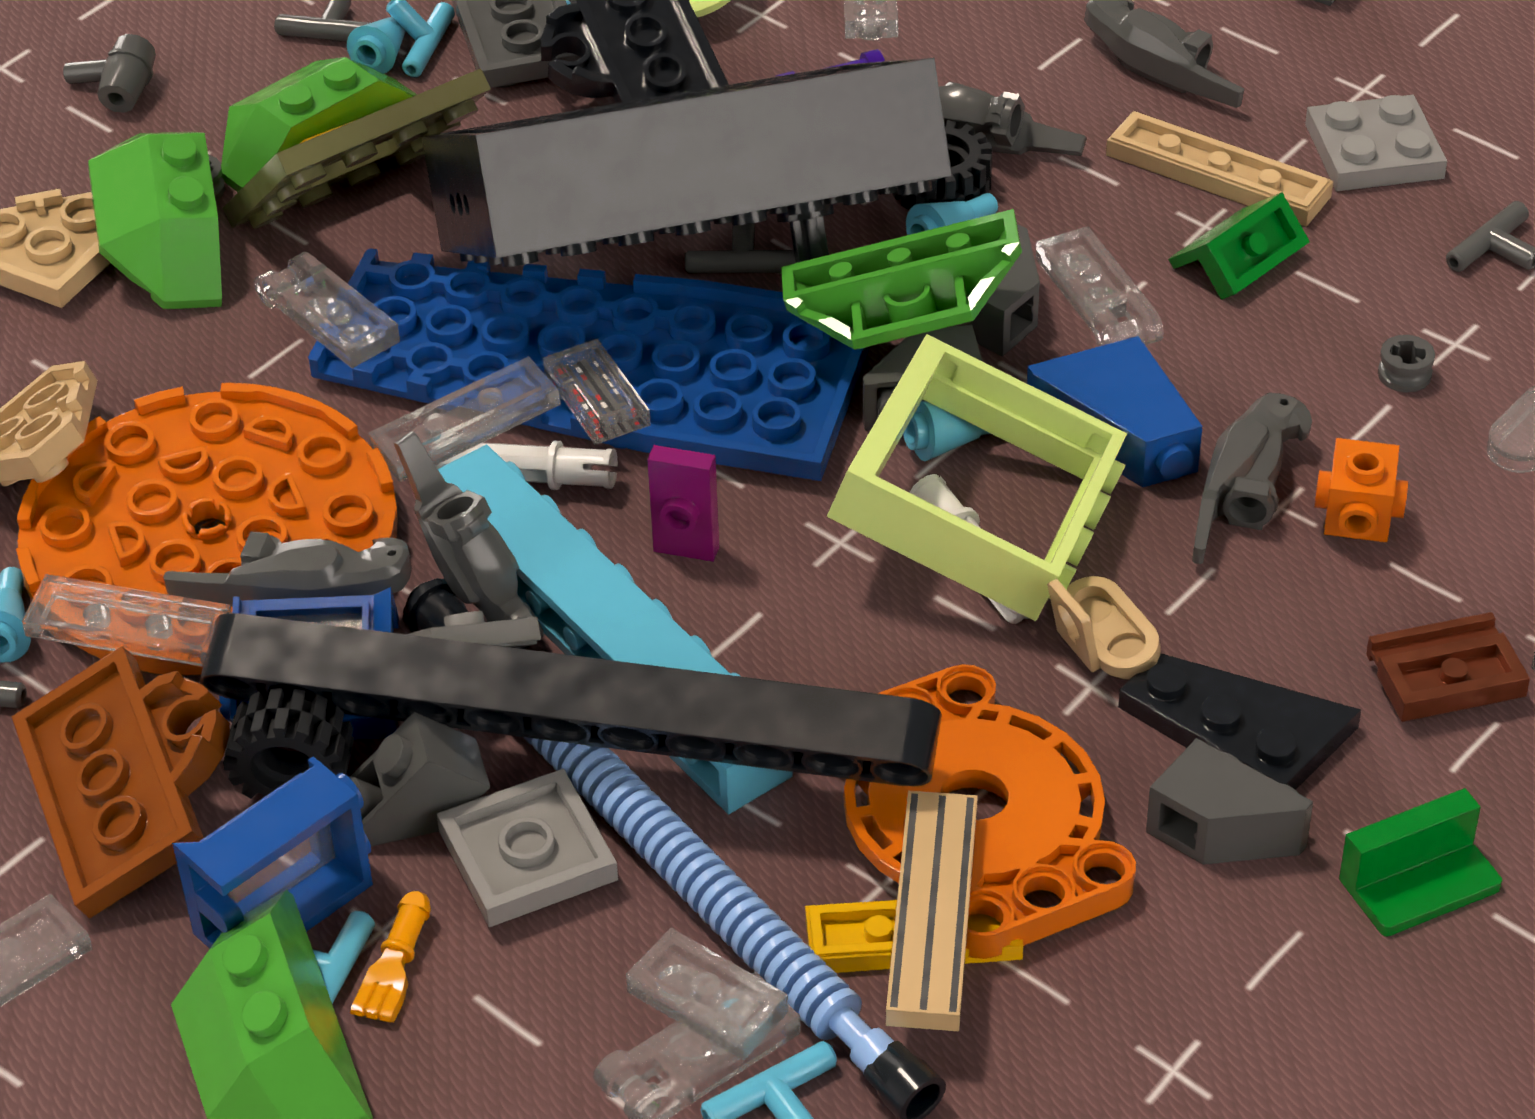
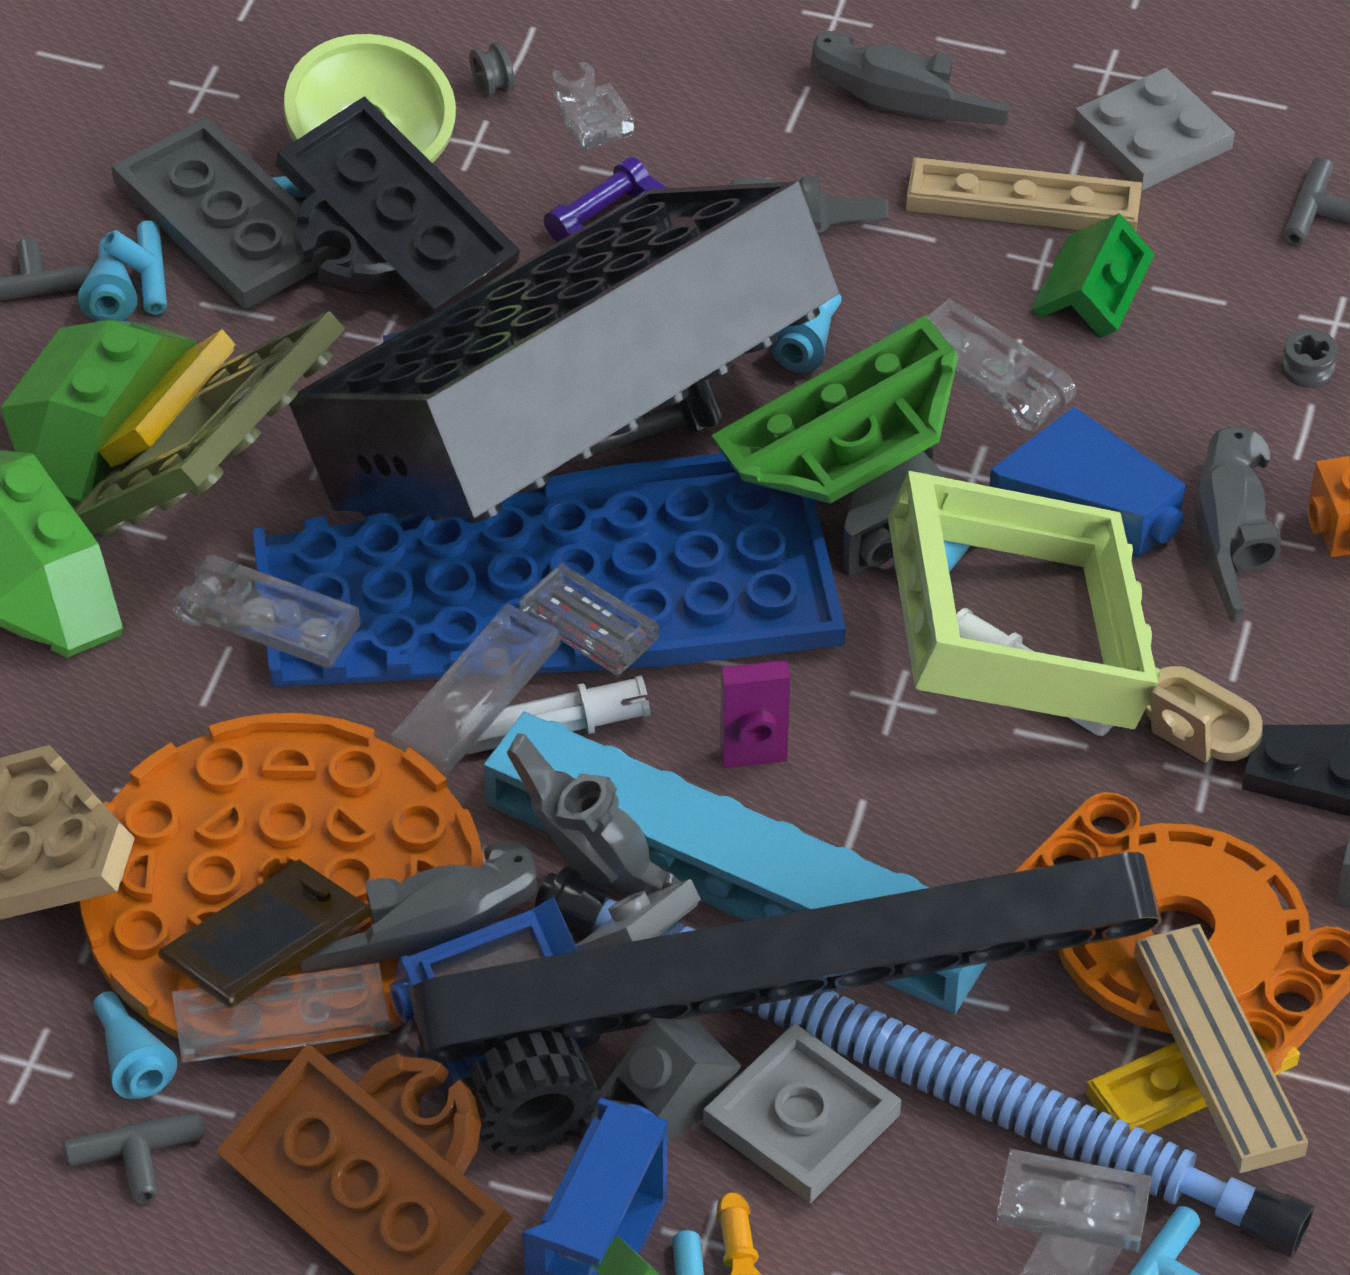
camera: 25 degrees left, 5 degrees up
(149, 551) = (264, 933): none -> dark brown container

